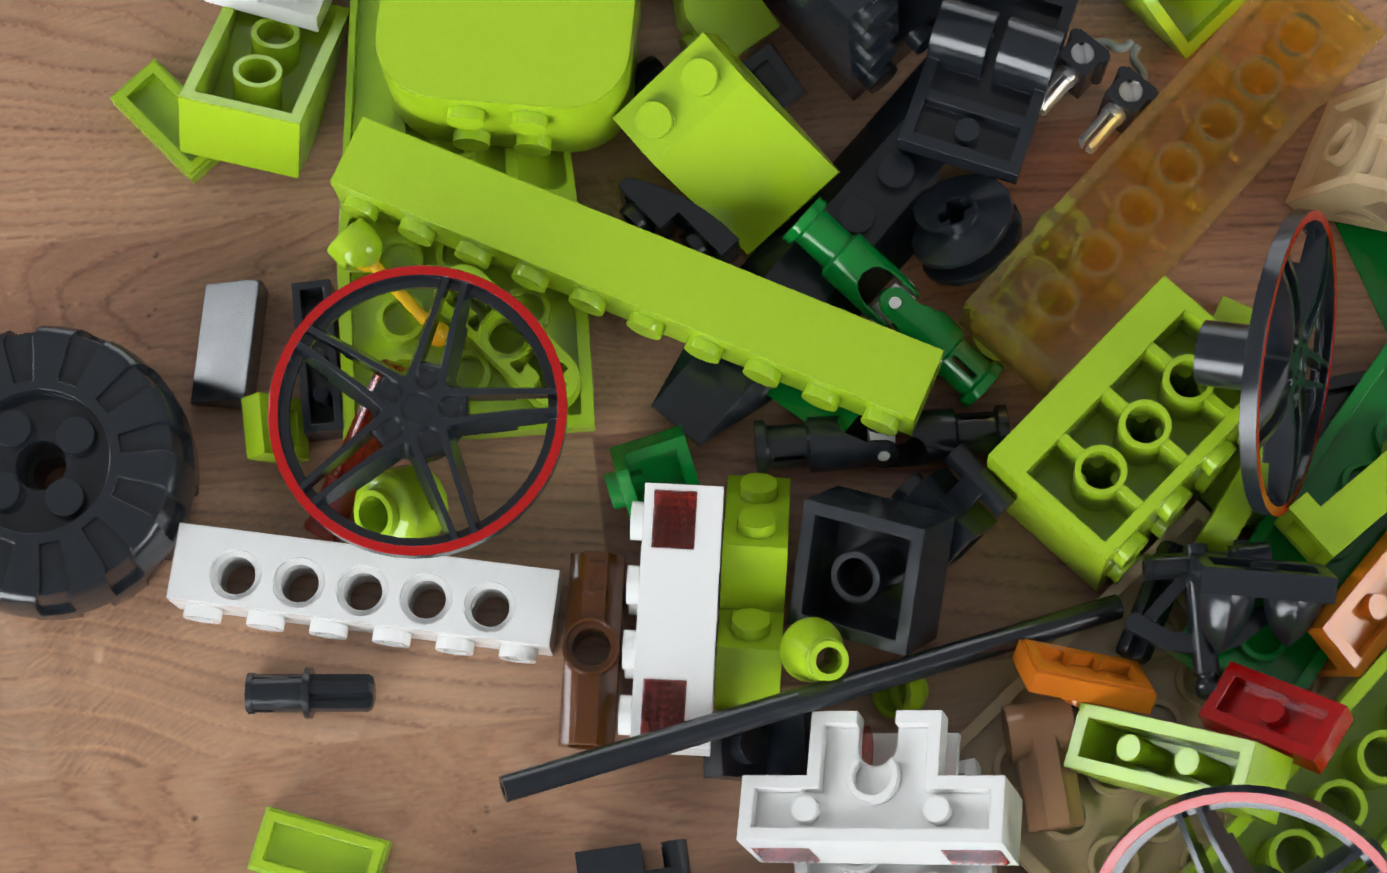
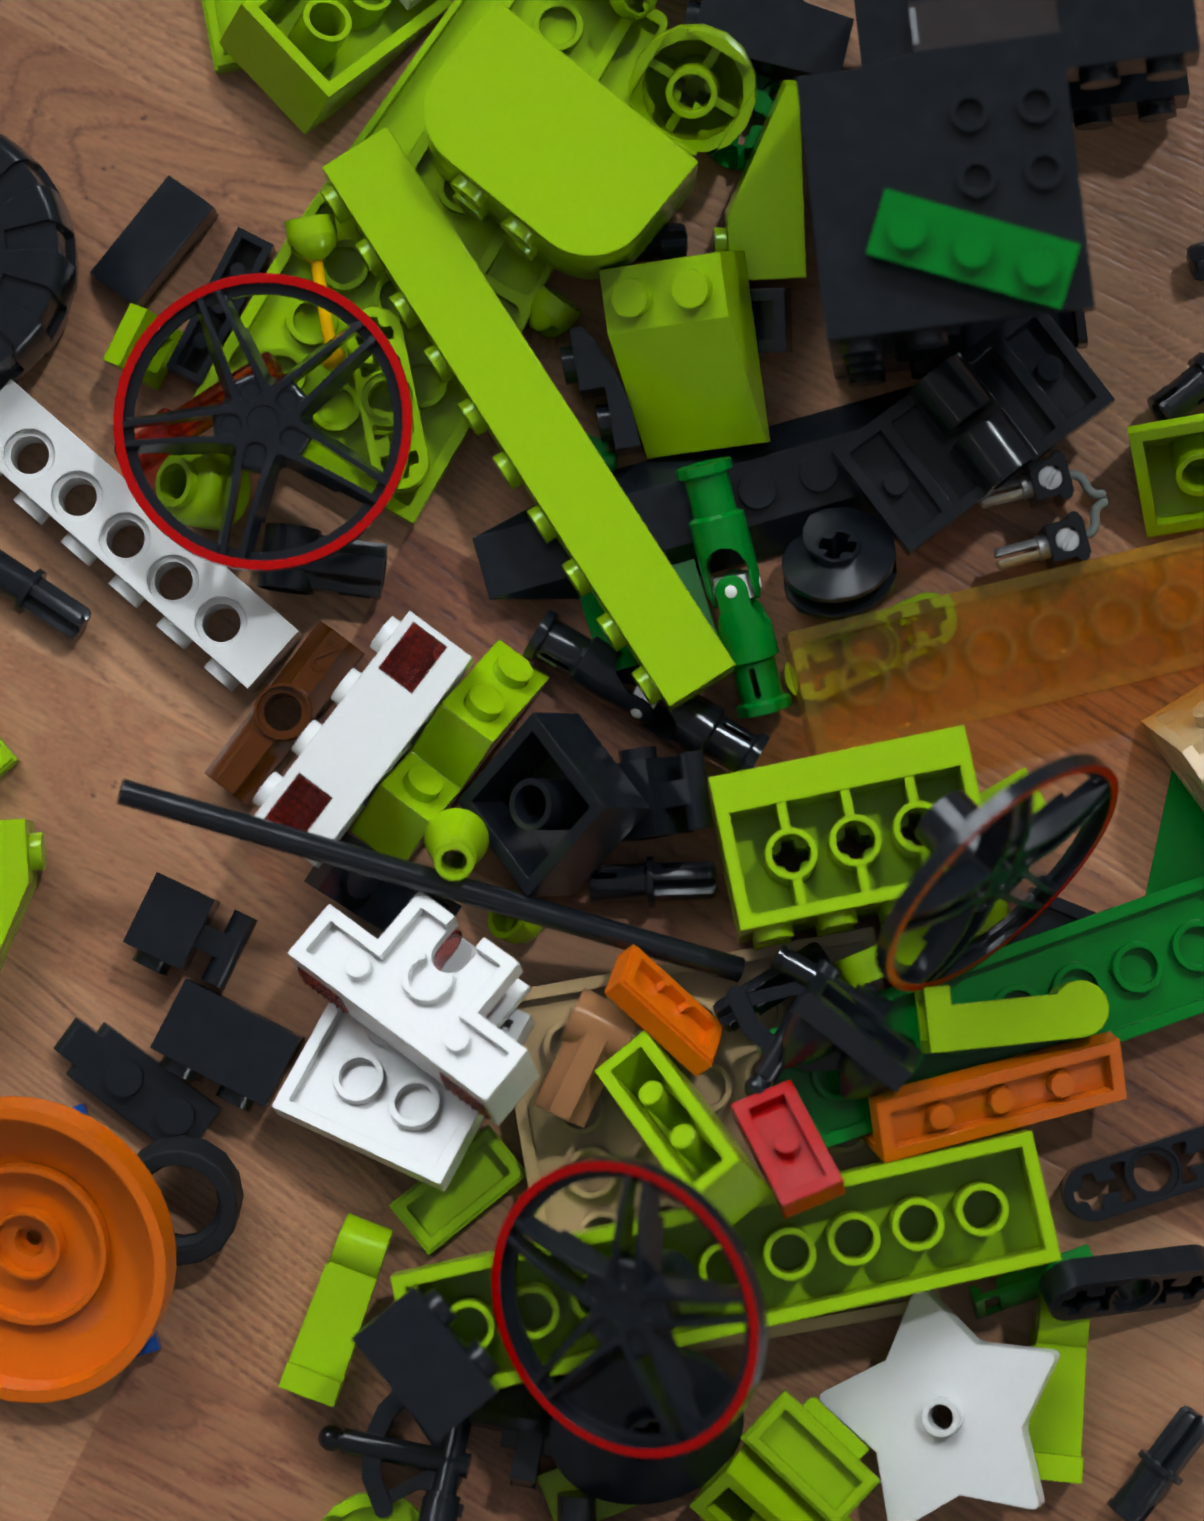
camera: 30 degrees right, 10 degrees up
(566, 500) = (353, 571): none -> black piece
(594, 188) = (552, 312): none -> lime hinge
(650, 459) = (436, 592): green bracket -> none
(992, 586) = (653, 882): none -> black axle

